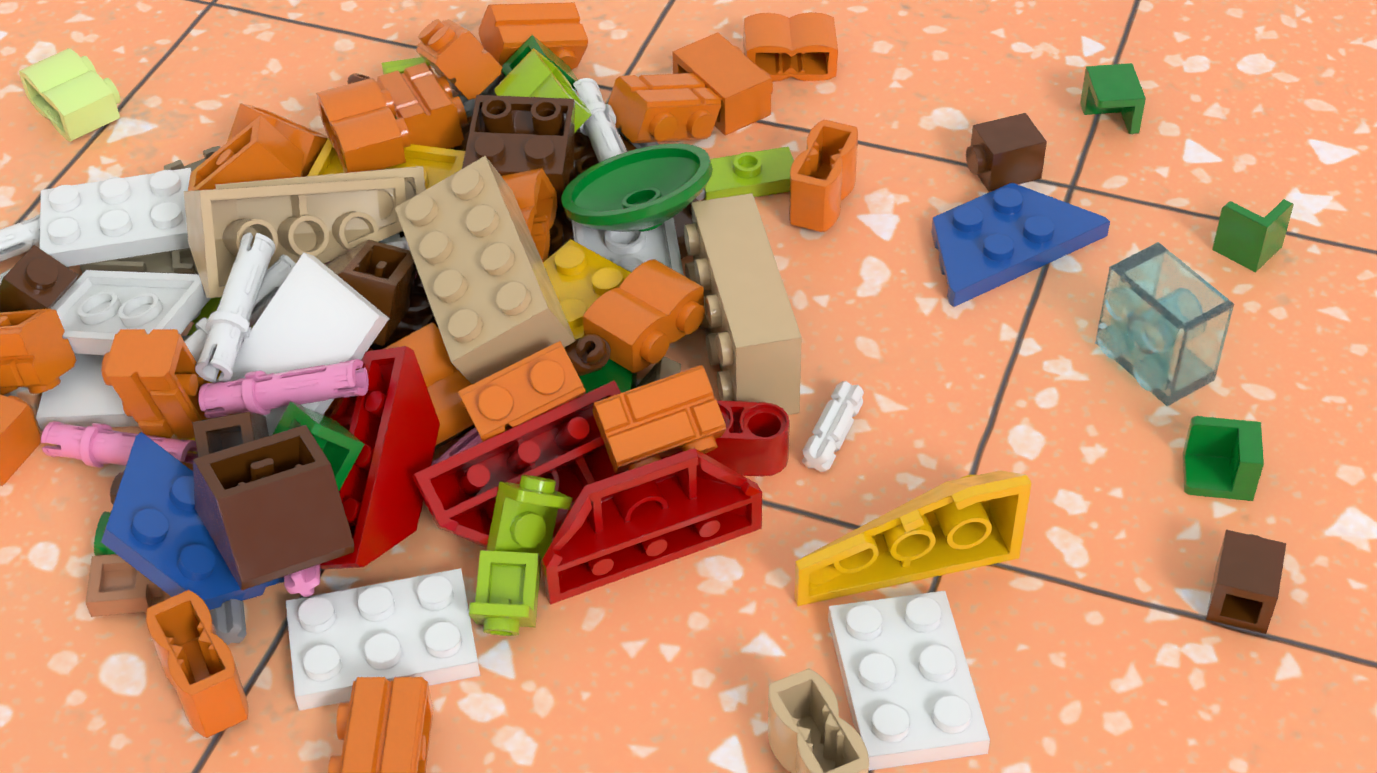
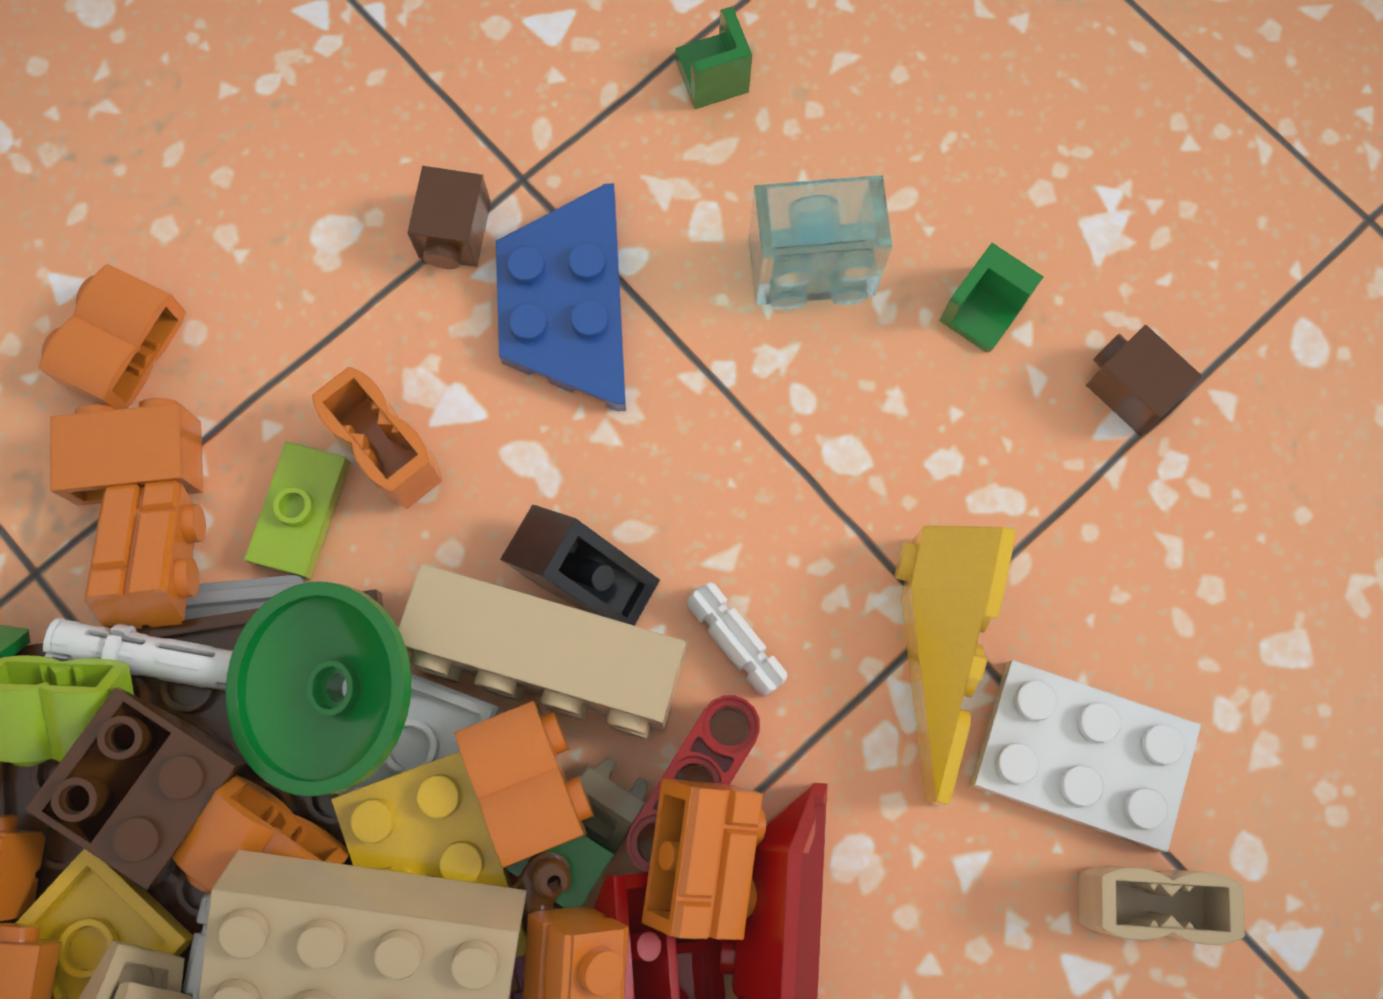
camera: 65 degrees left, 30 degrees up
(819, 310) = (579, 566): none -> black slope
(1114, 90) = (433, 48): green panel -> none

